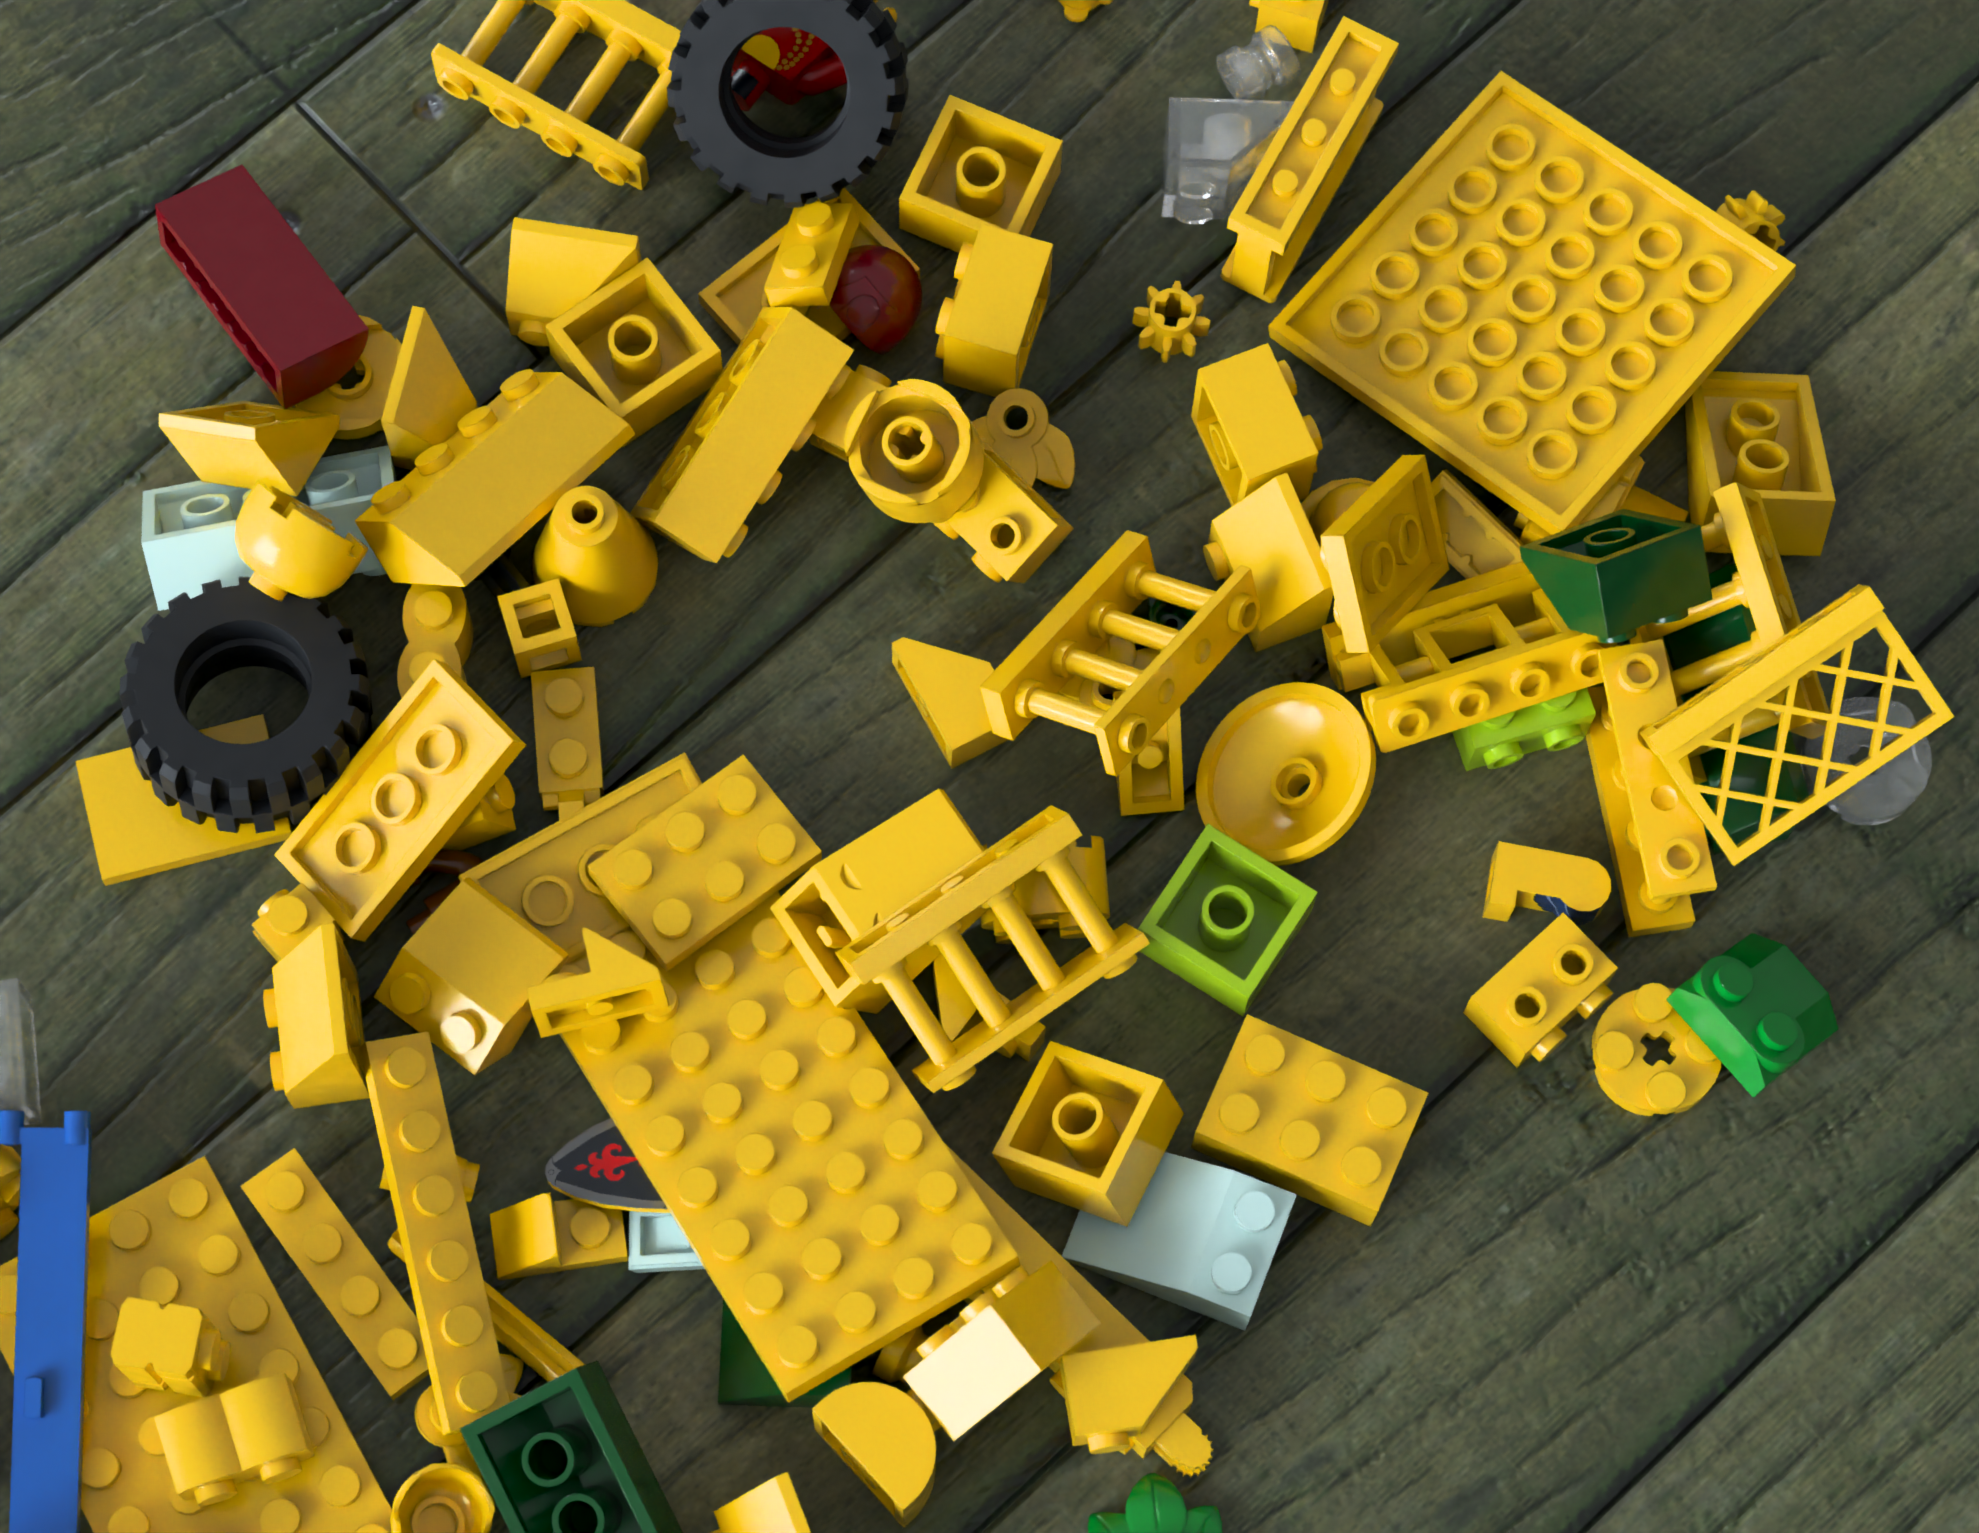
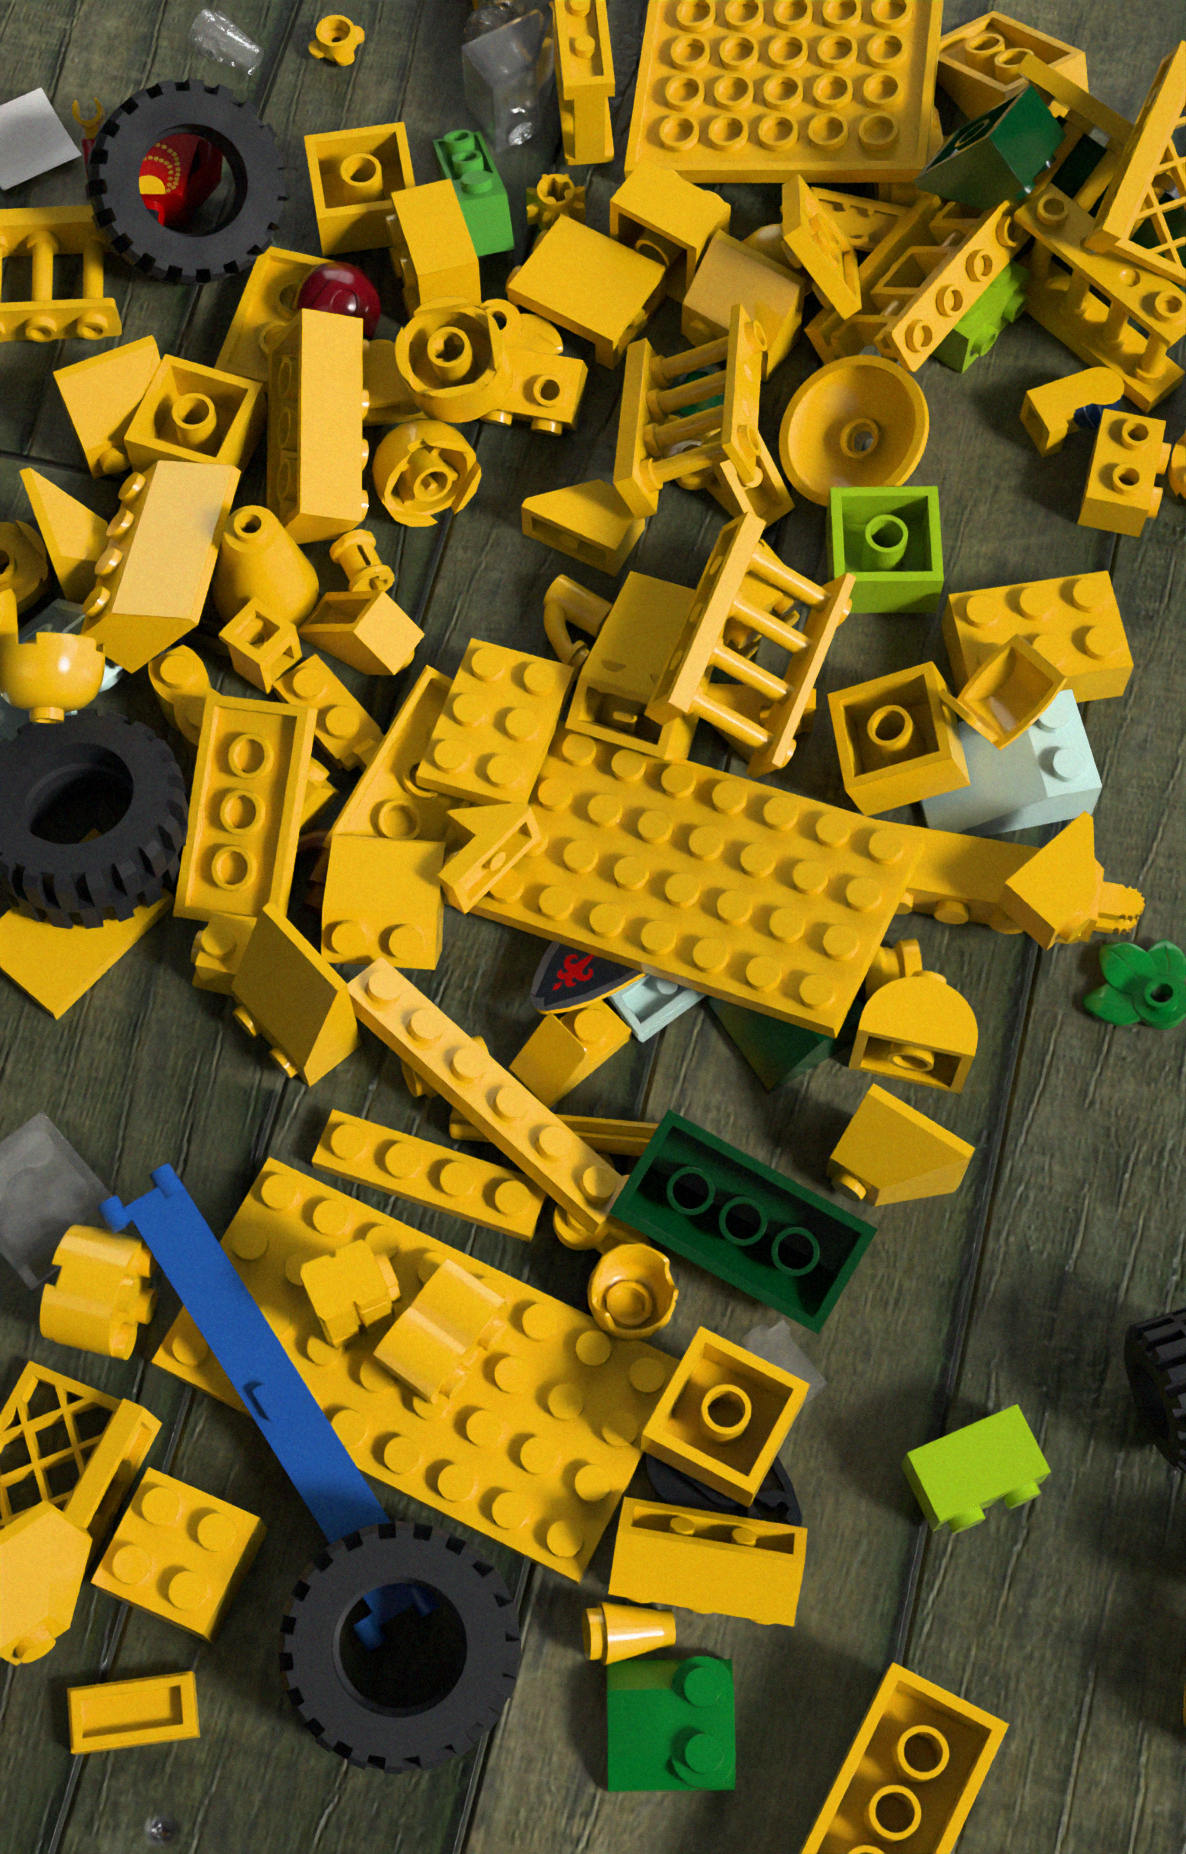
camera: 30 degrees left, 5 degrees down
(652, 674) = (363, 631): none -> yellow slope
(691, 619) = (360, 562): none -> yellow bush
(811, 254) = (280, 286): yellow plate -> none
(826, 538) = (424, 470): none -> yellow cylinder
(889, 786) = (580, 607): none -> yellow plant
(999, 1346) = (958, 906): brick -> none
(1096, 254) = (478, 188): none -> bright green slope
(1135, 437) = (589, 287): none -> yellow panel
(1209, 1160) = (1007, 692): none -> yellow piece

